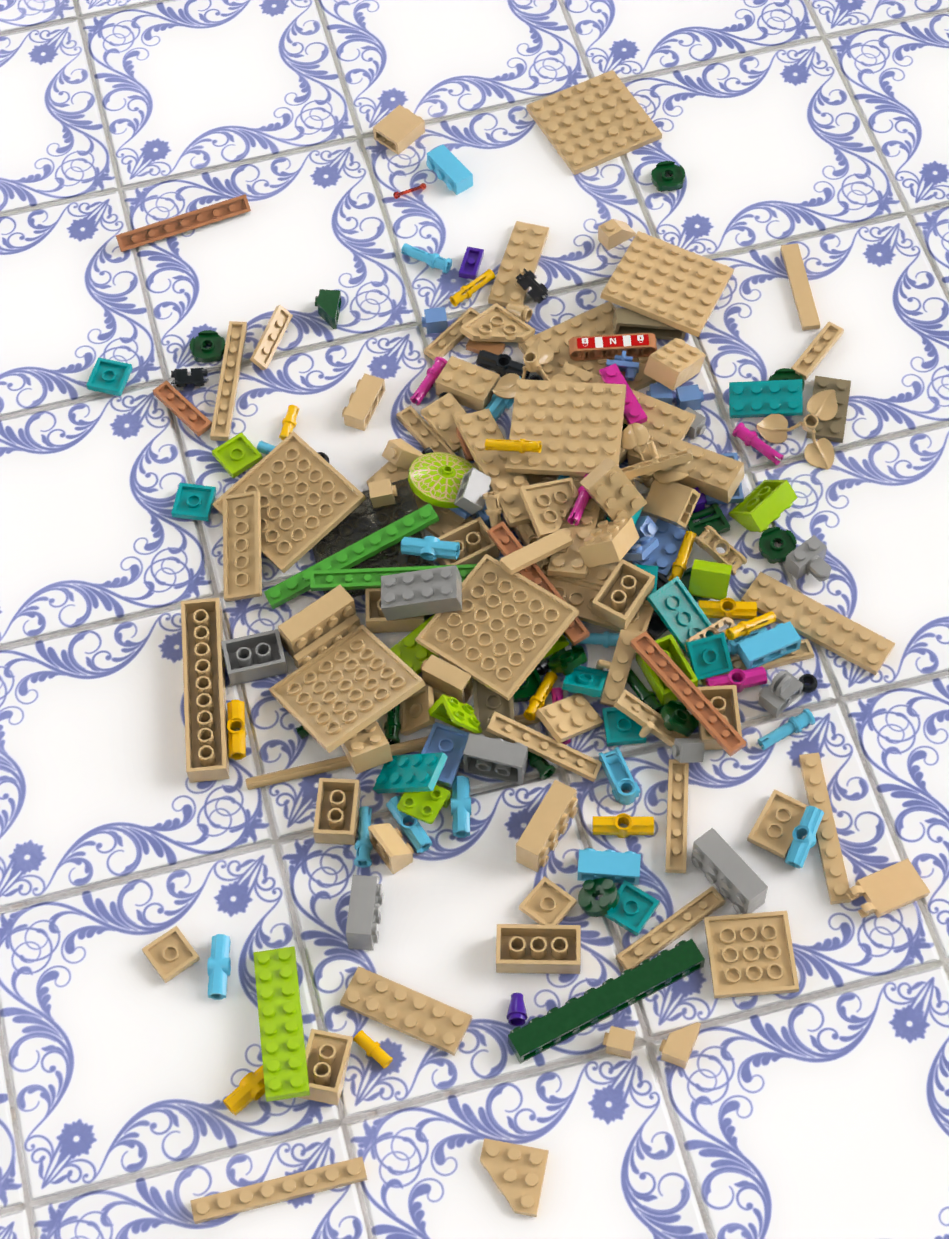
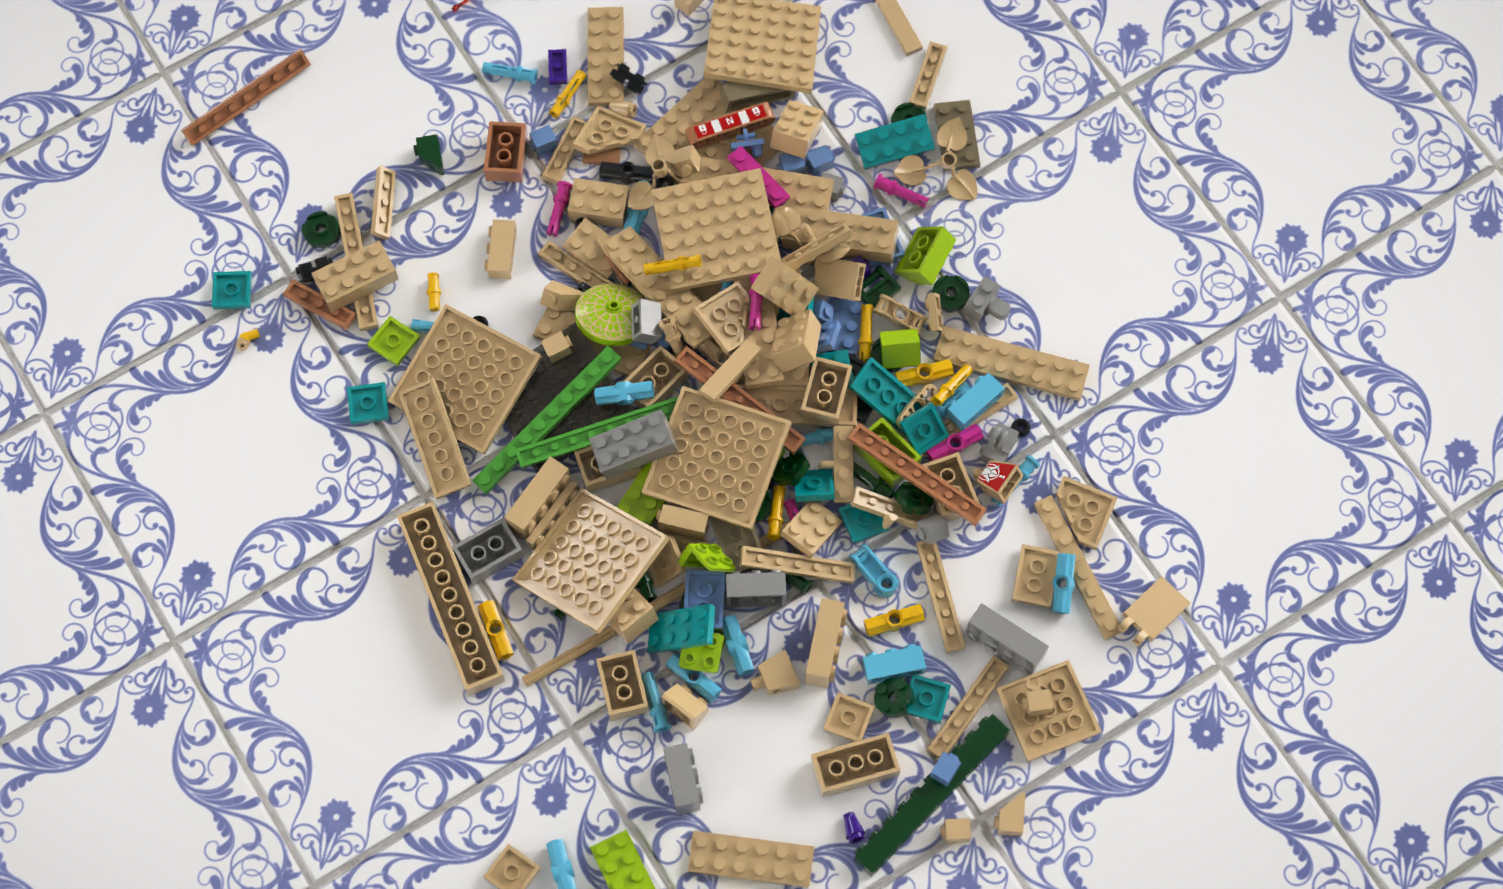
camera: 20 degrees left, 10 degrees up
(105, 420) = (245, 339): none -> arm
(221, 389) = (355, 276): none -> tan brick
(397, 320) = (505, 151): none -> nougat brick
(489, 844) = (776, 675): none -> tan torso
(556, 363) = (683, 161): none -> tan slope
(626, 975) = (945, 768): none -> medium blue brick
(741, 938) = (1037, 700): none -> tan brick
(755, 555) = (935, 315): none -> tan plate
(769, 722) = (998, 479): none -> torso
(849, 776) = (1085, 510): none -> tan plate

